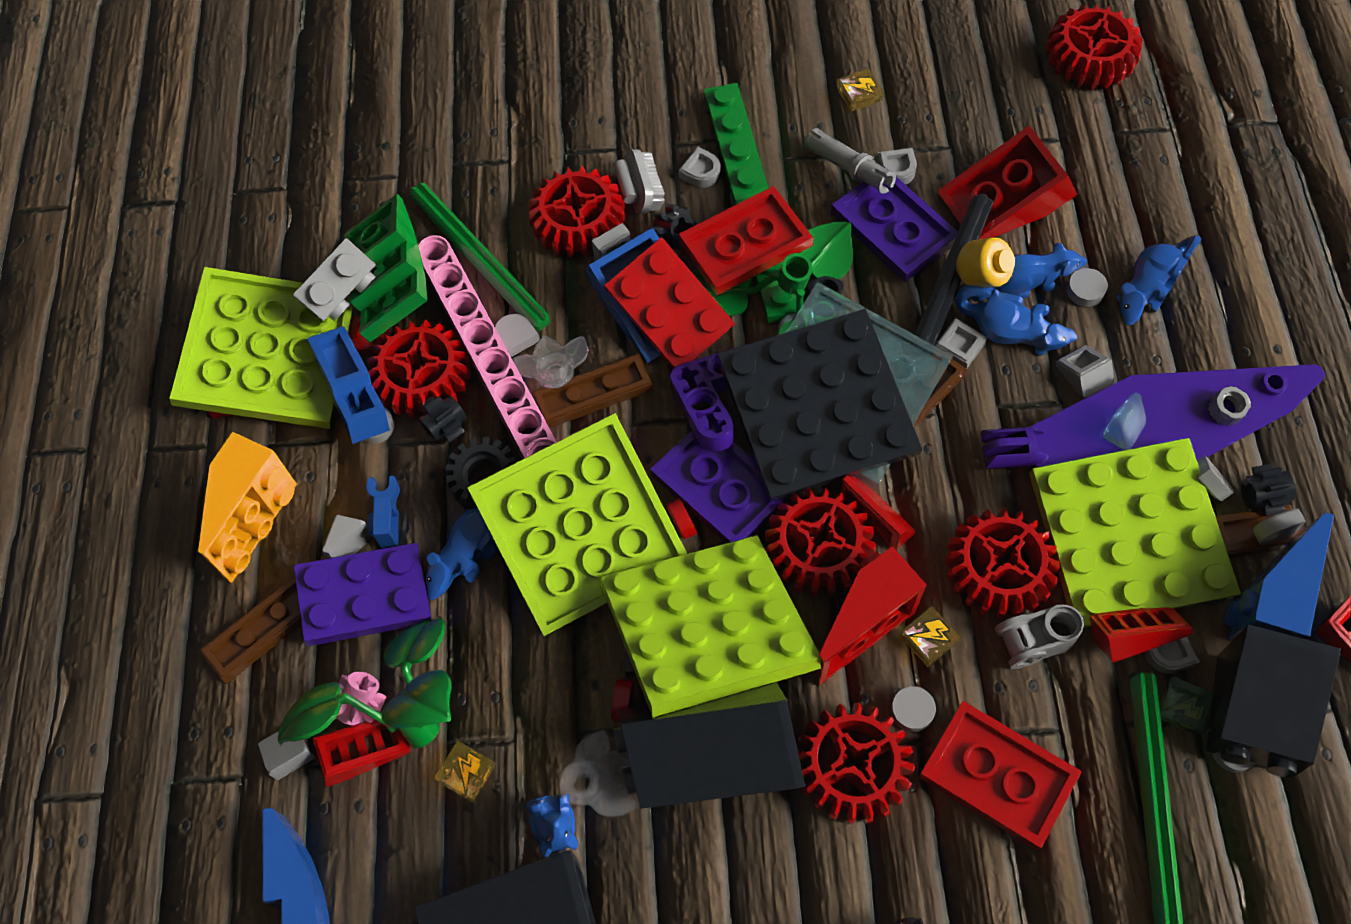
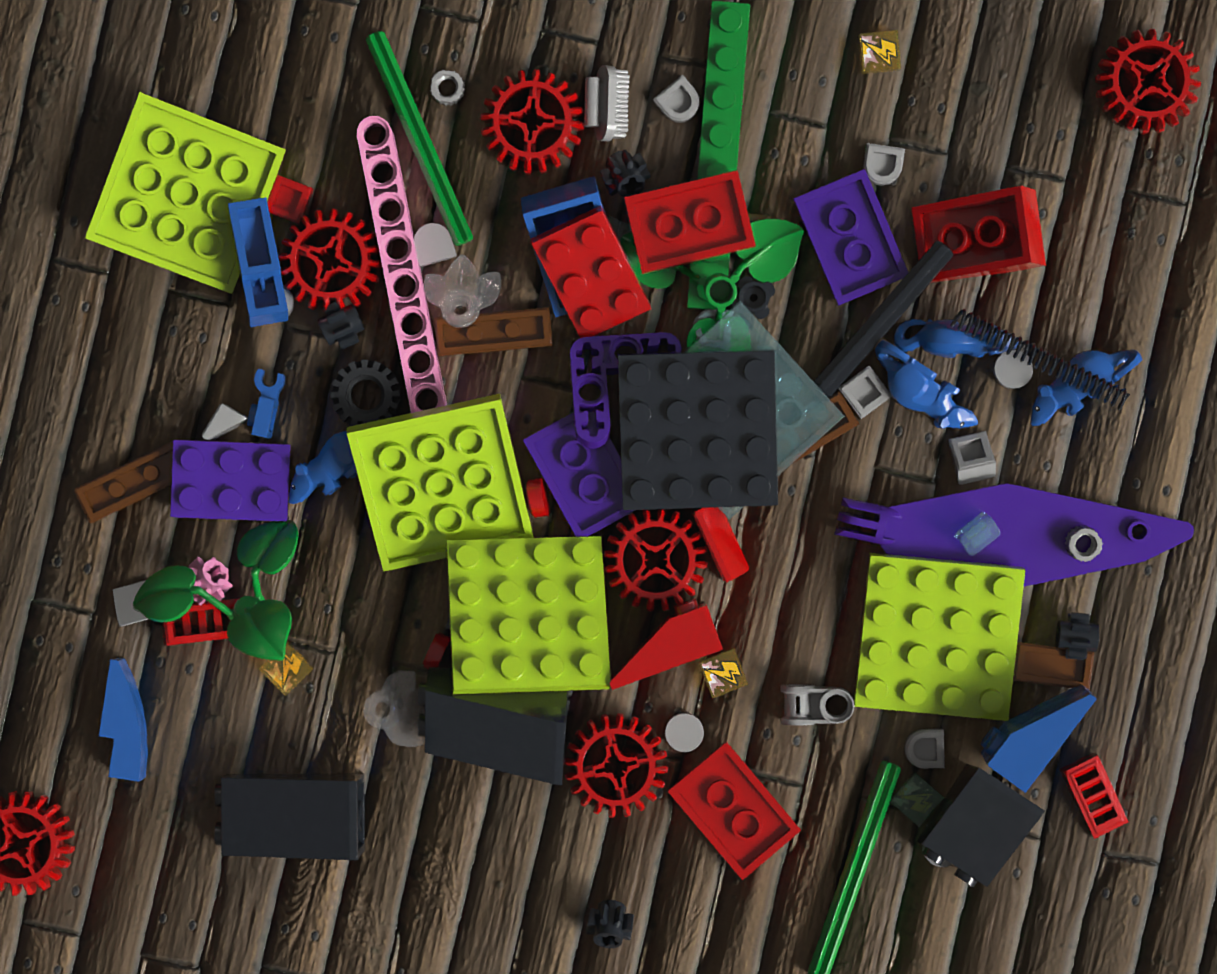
camera: 10 degrees right, 25 degrees up
(241, 500) = (135, 360): light orange slope -> none
(334, 280) = (267, 156): light grey brick -> none
(399, 274) = (319, 136): green slope -> none
(496, 220) = (447, 75): none -> light grey axle
(552, 823) = (348, 745): blue animal -> none
(610, 241) = (556, 176): light grey tile -> none
(859, 166) = (837, 165): light grey pin -> none
(978, 539) = (839, 611): red gear -> none
(985, 262) = (912, 329): yellow head -> none
(1114, 246) = (1041, 355): none -> black piece
(1136, 630) = (898, 714): red slope -> none
(1213, 480) = (1035, 609): light grey tile -> none
(1278, 526) = (1063, 677): light grey tile -> none

